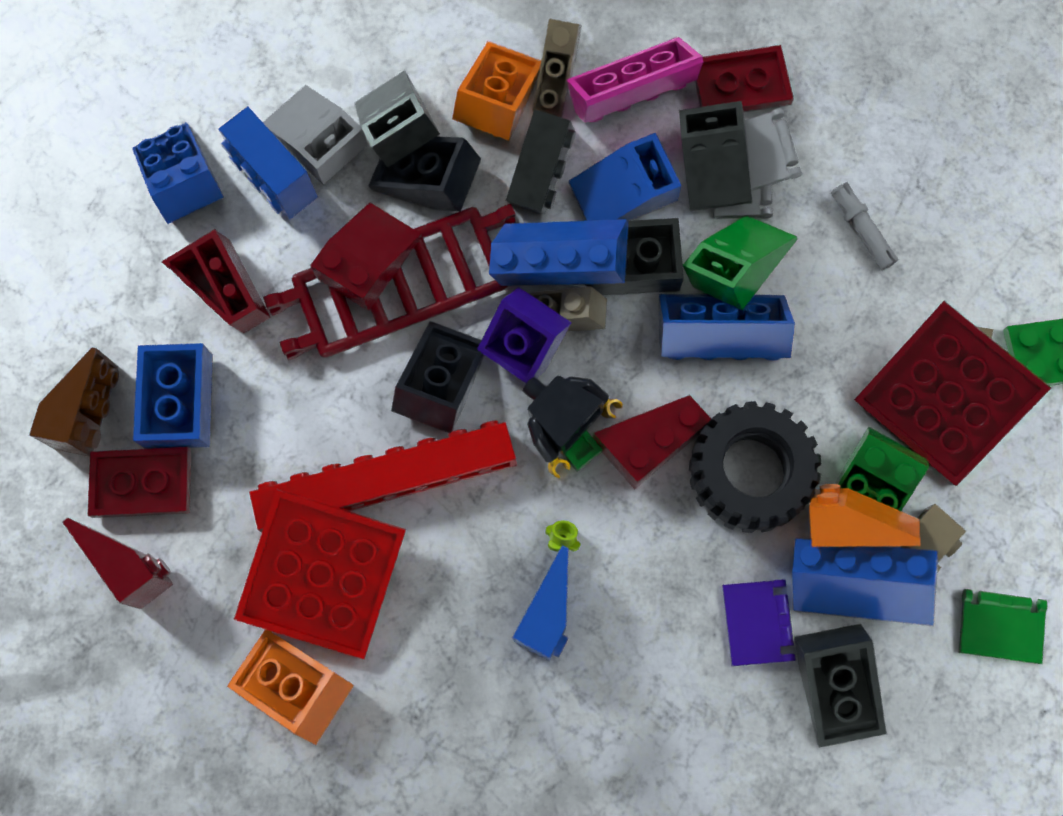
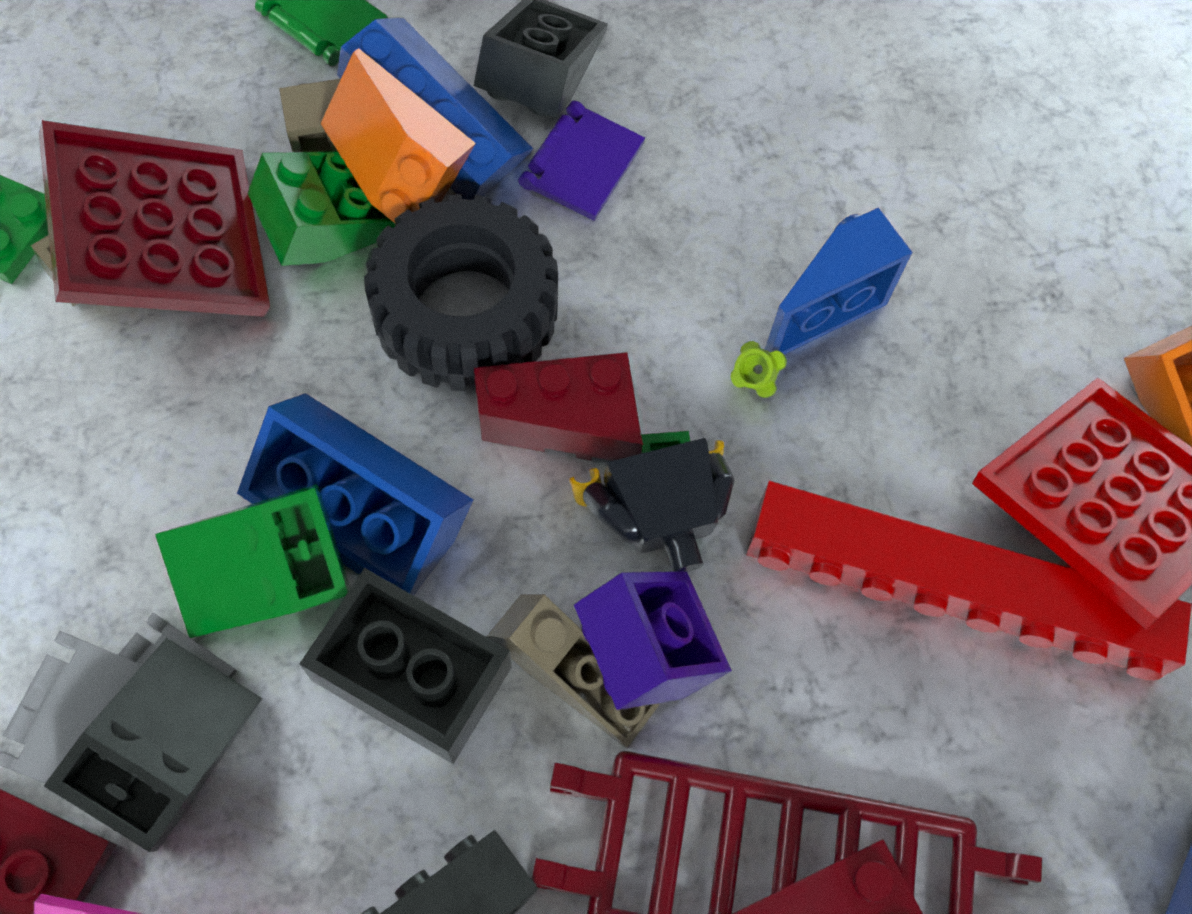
camera: 155 degrees left, 10 degrees down
(438, 377) = (803, 677): black slope -> none
(560, 253) = (519, 722): blue slope -> none
(627, 182) = (327, 794): blue slope -> none
(860, 220) = (44, 521): light grey pin -> none

